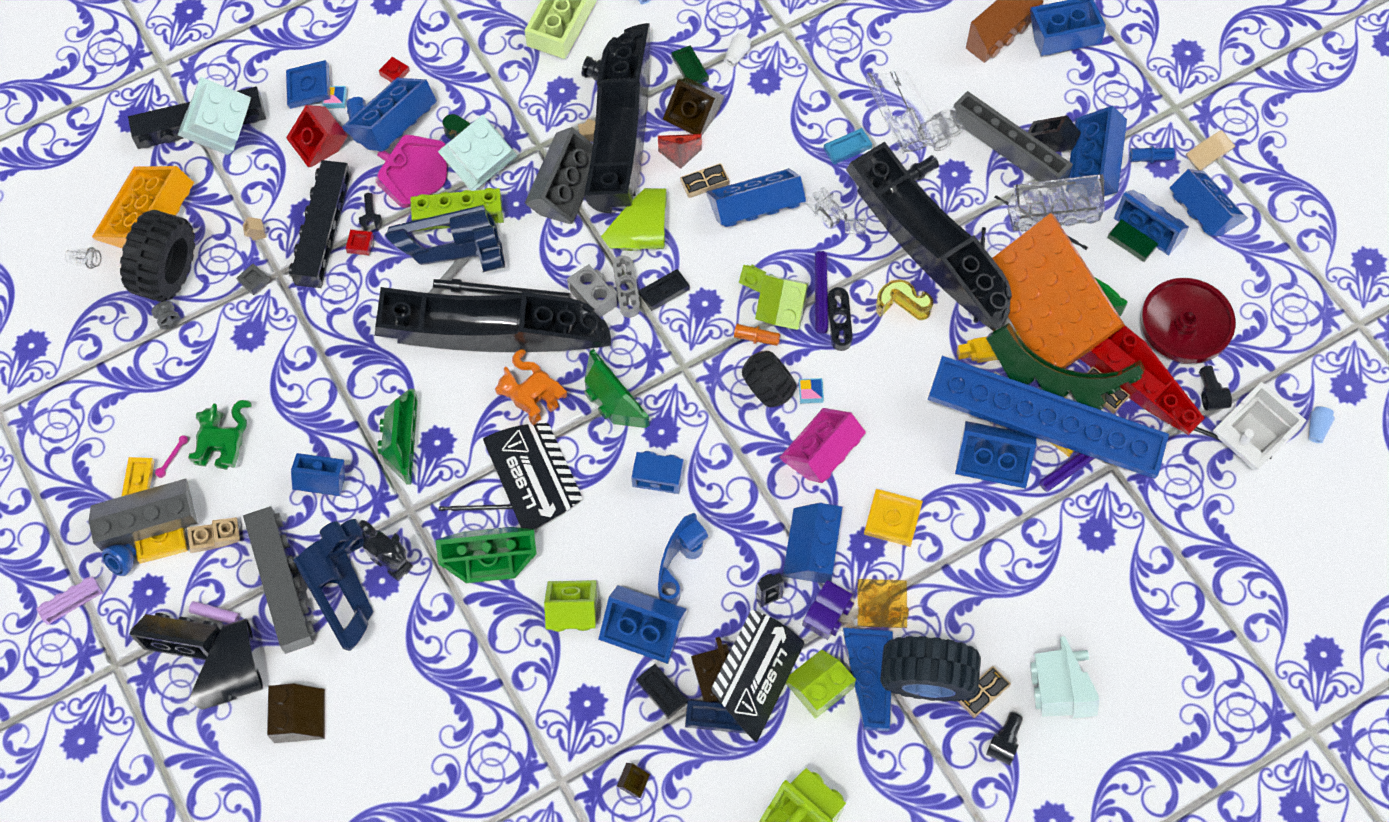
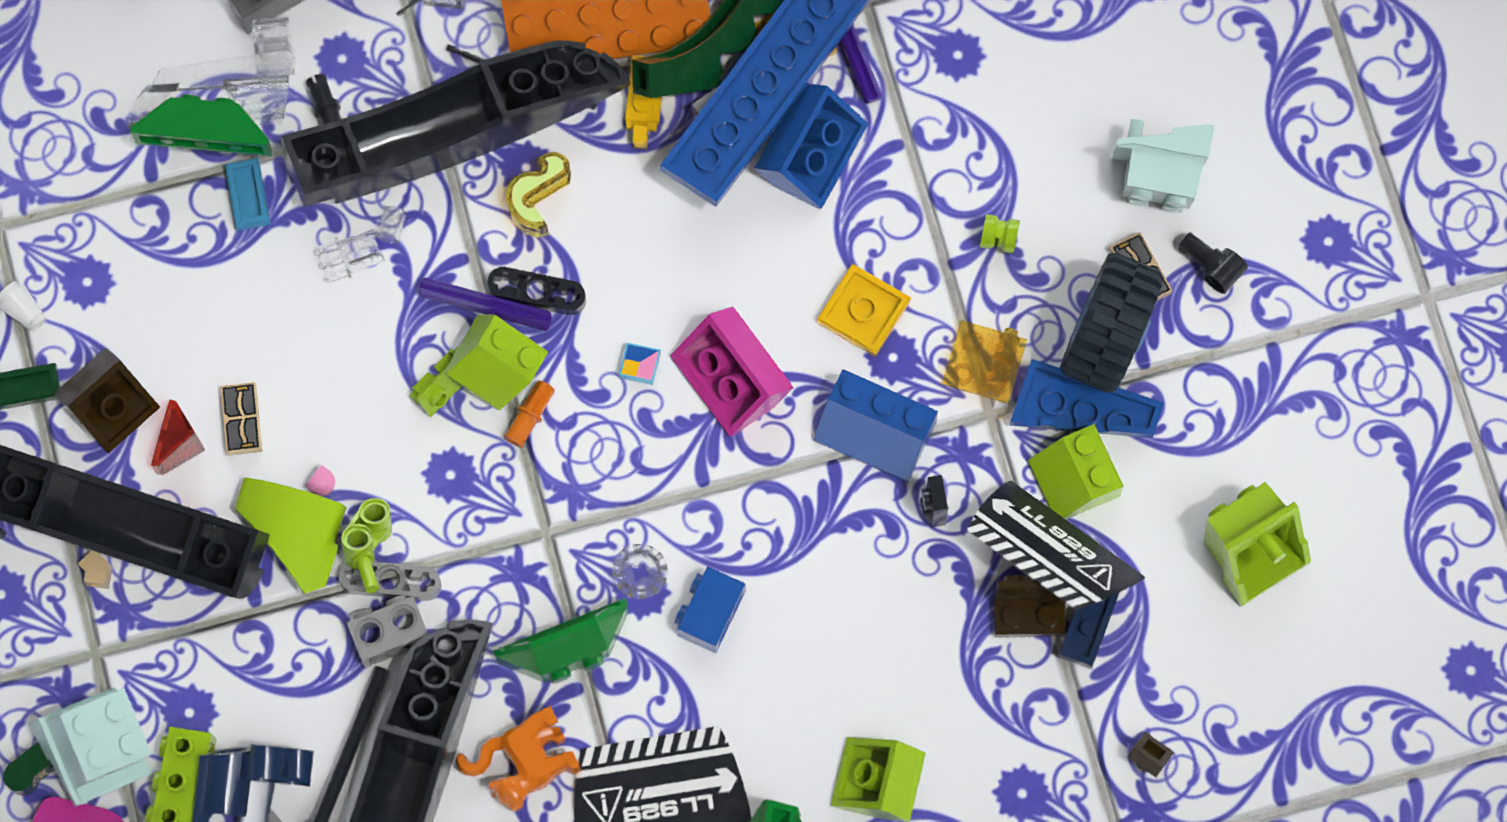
camera: 75 degrees left, 10 degrees up
(562, 177) = (170, 627): dark grey slope -> none
(642, 624) = (933, 687): blue slope -> none
(645, 257) = (366, 533): none -> lime beam
(661, 691) = (1035, 686): black plate -> none
(664, 289) = (415, 525): black plate -> none
(665, 418) = (632, 557): none -> clear gear
(677, 231) = (321, 482): none -> bright pink hinge
(687, 539) = (835, 592): blue panel -> none
(756, 197) = (296, 350): blue slope -> none
(768, 378) = (607, 416): black wheel -> none
(827, 610) = (979, 434): dark purple brick -> none
(877, 100) = (201, 126): none -> green wedge
(976, 591) = (999, 233): none -> lime wheel

